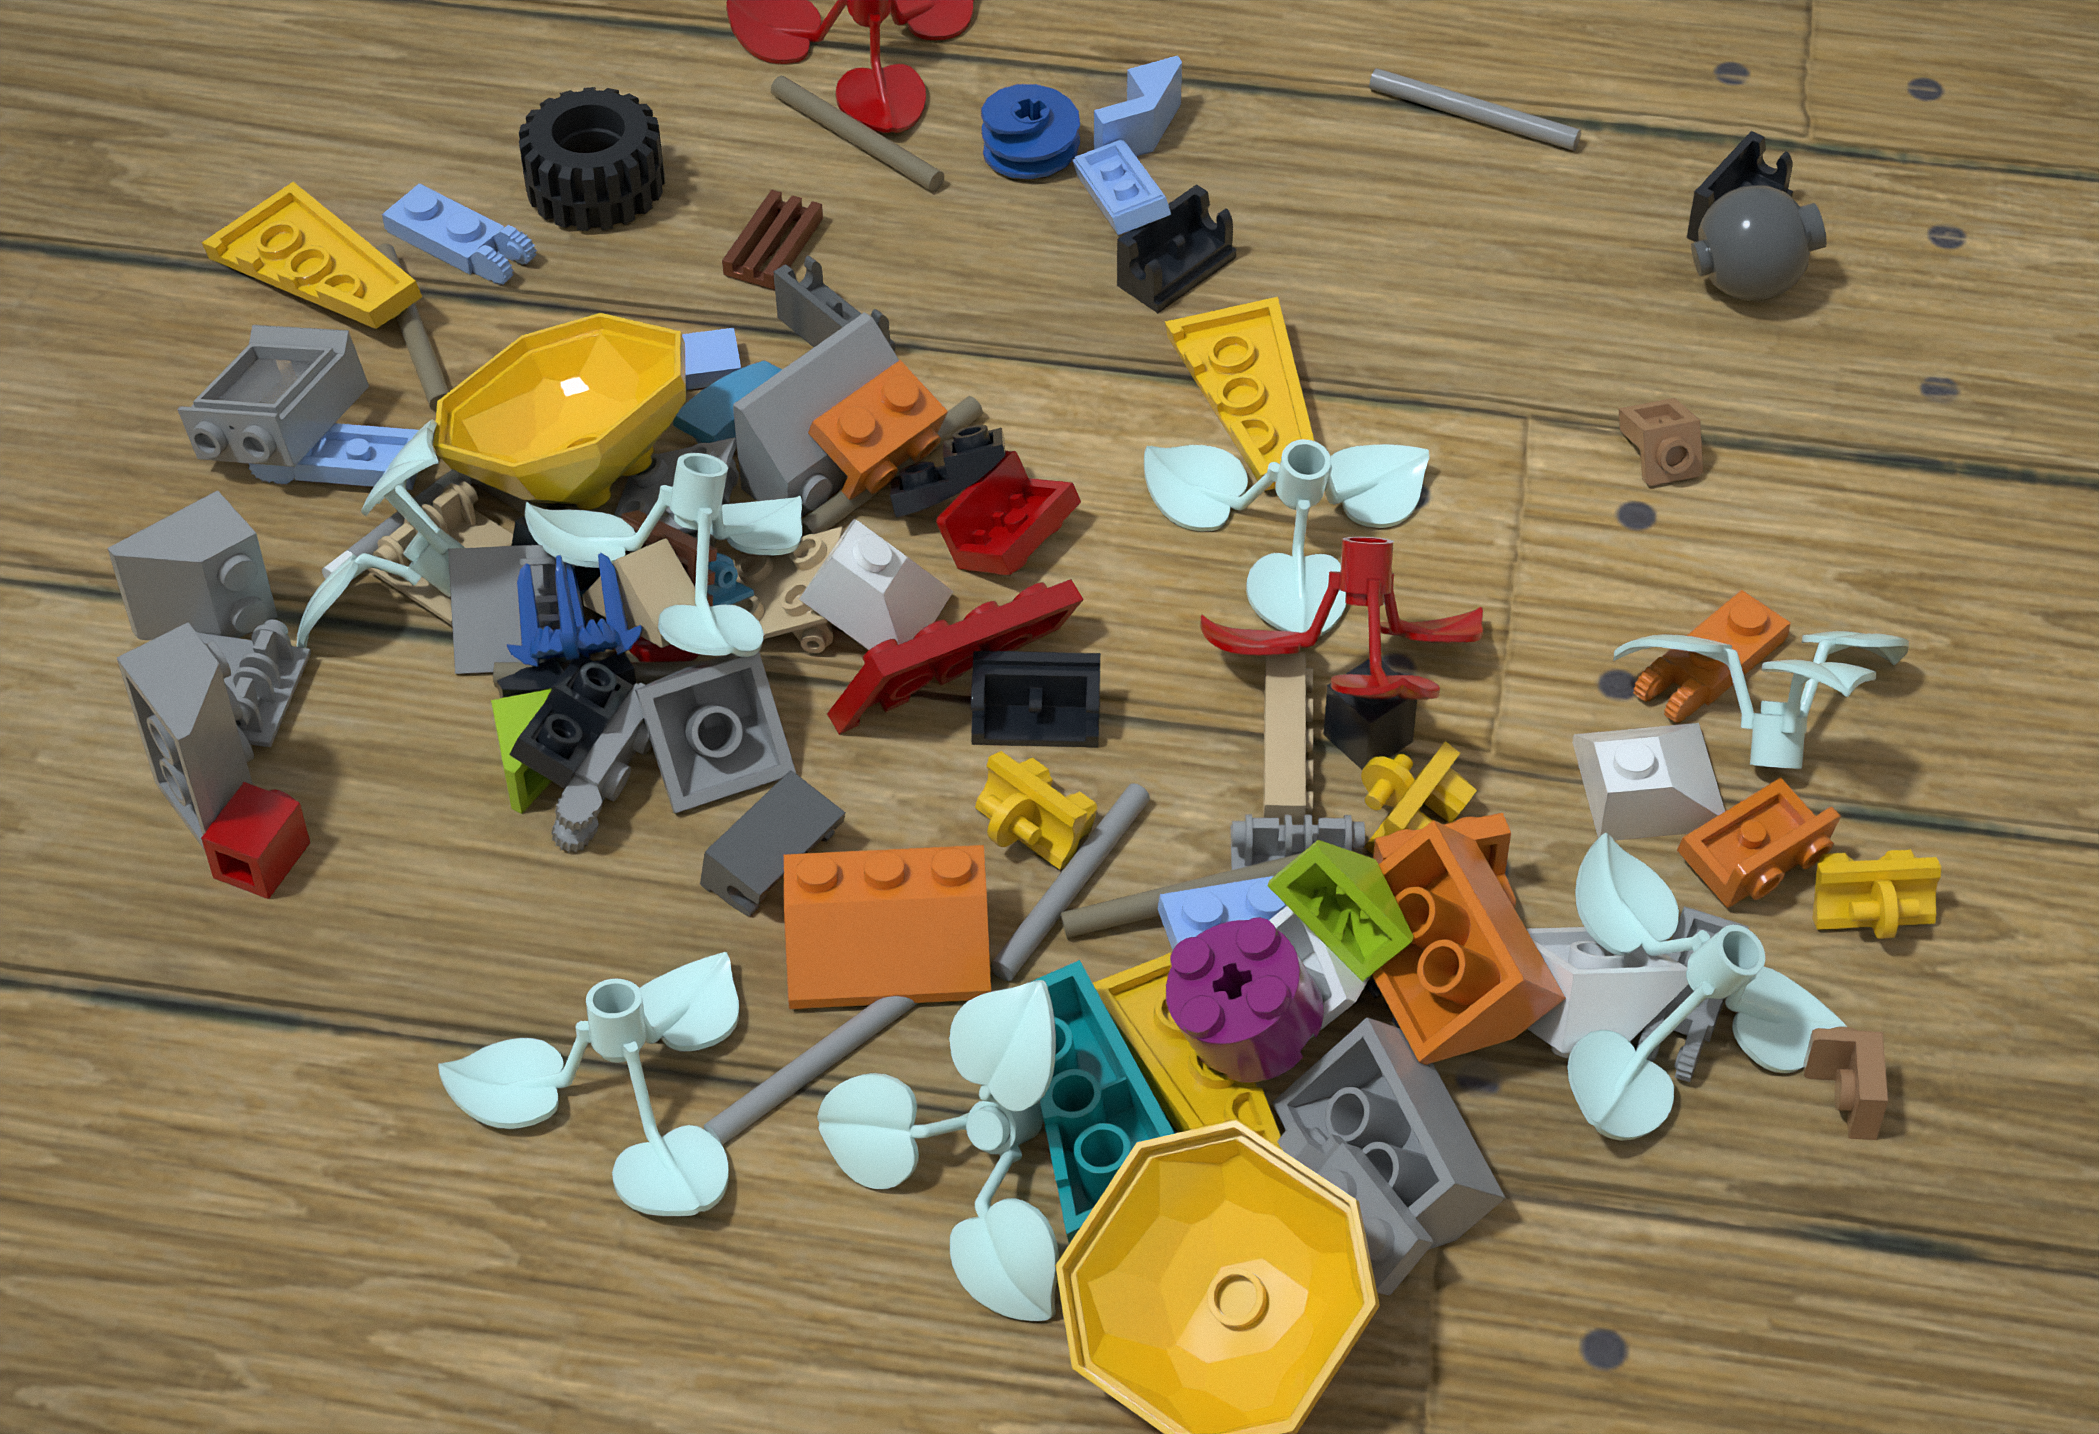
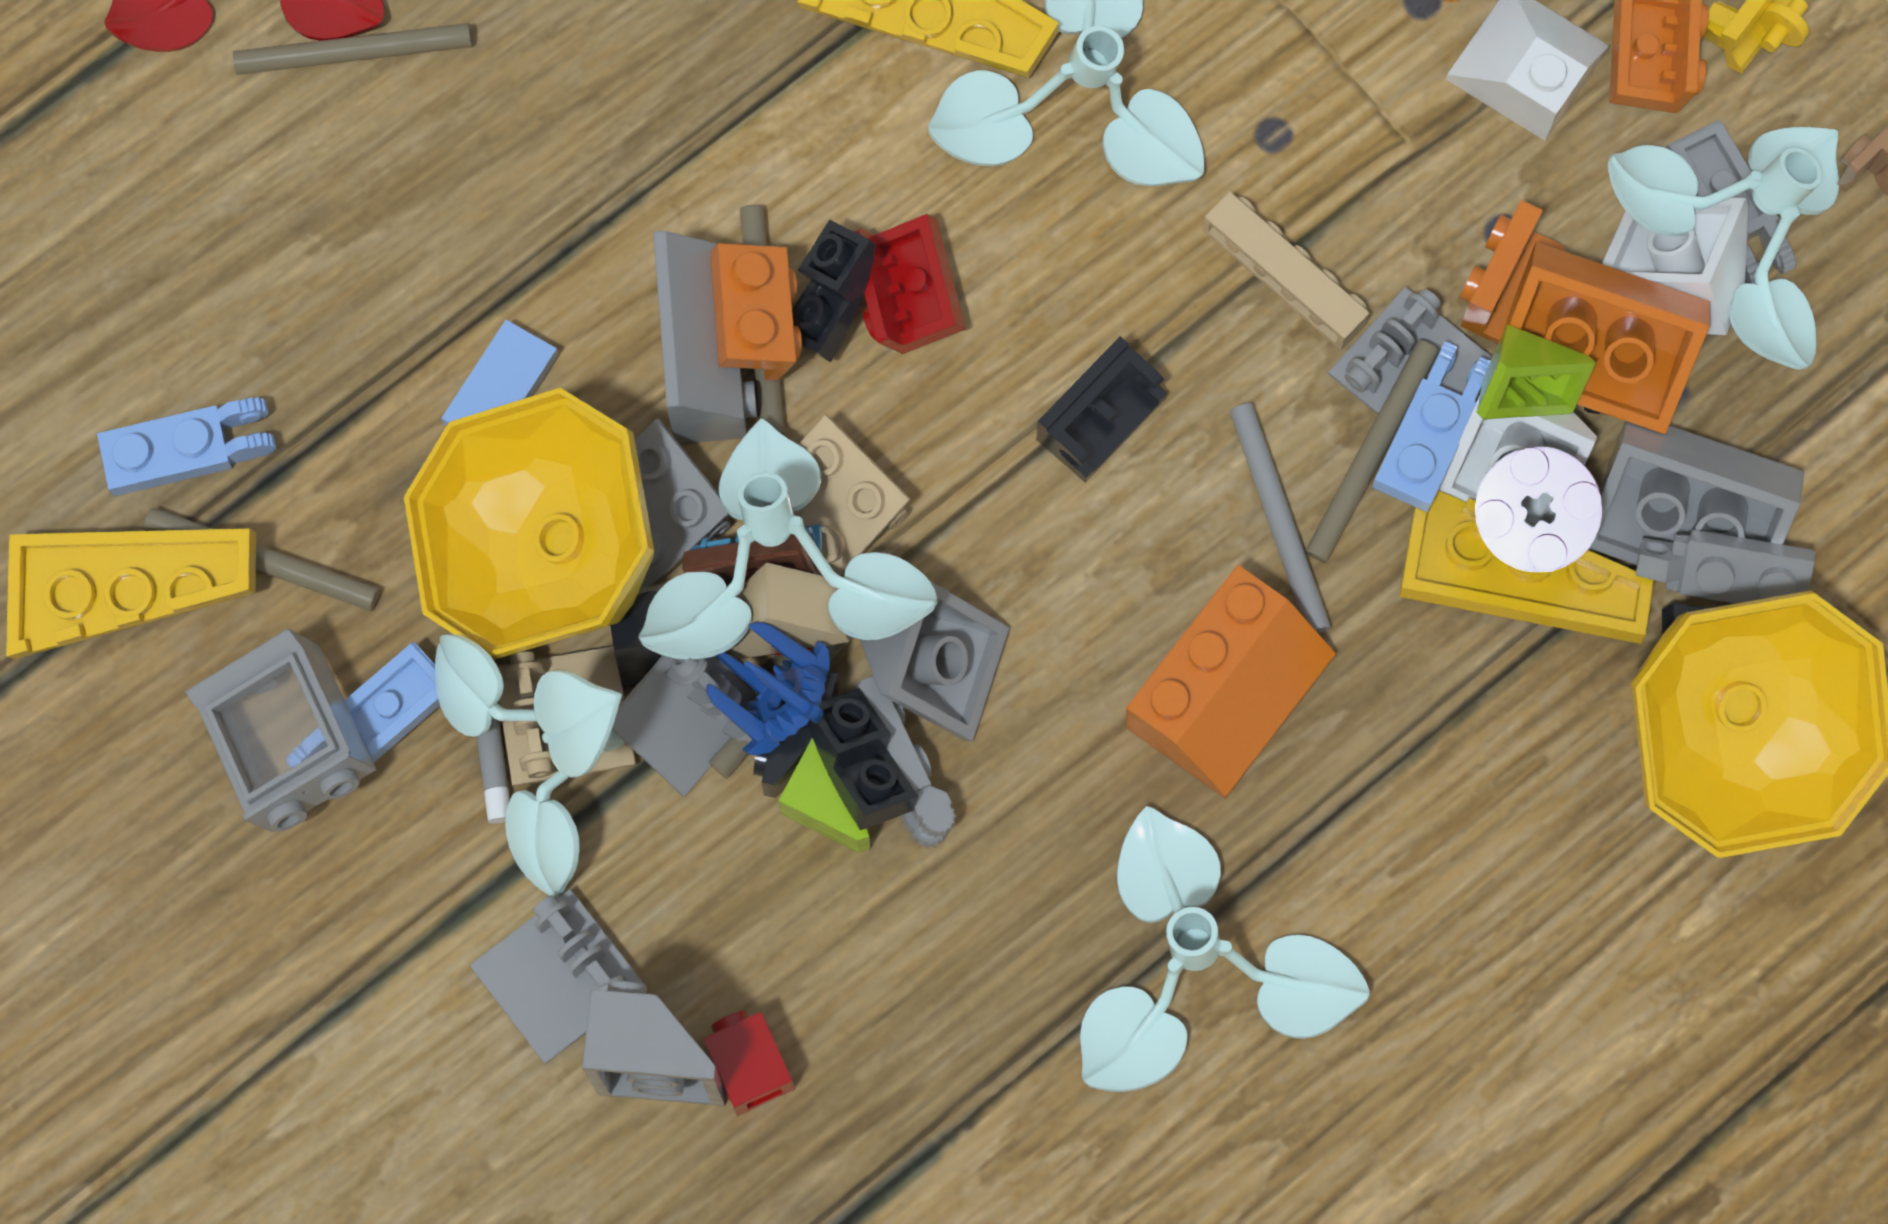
camera: 50 degrees left, 25 degrees up
(195, 570) = (446, 924): light grey slope -> none
(592, 158) = (200, 236): black tyre -> none
(710, 412) = (600, 367): dark azure slope -> none
(752, 851) = (1078, 700): dark grey hinge -> none
(763, 237) = (402, 168): copper tile -> none
(806, 1067) = (1287, 830): light grey bar -> none
(813, 307) = (564, 241): dark grey hinge -> none
(874, 590) = (906, 441): white slope -> none
(946, 650) = (1017, 441): red wing -> none
(1009, 1049) = (1488, 710): light aqua plant -> none
(1031, 811) = (1204, 499): yellow hips -> none
(1095, 1097) = (1529, 677): teal wedge -> none
(1367, 582) = (1256, 102): red plant -> none
(1368, 726) = (1324, 195): black brick -> none
(1394, 786) = (1419, 237): yellow hips -> none

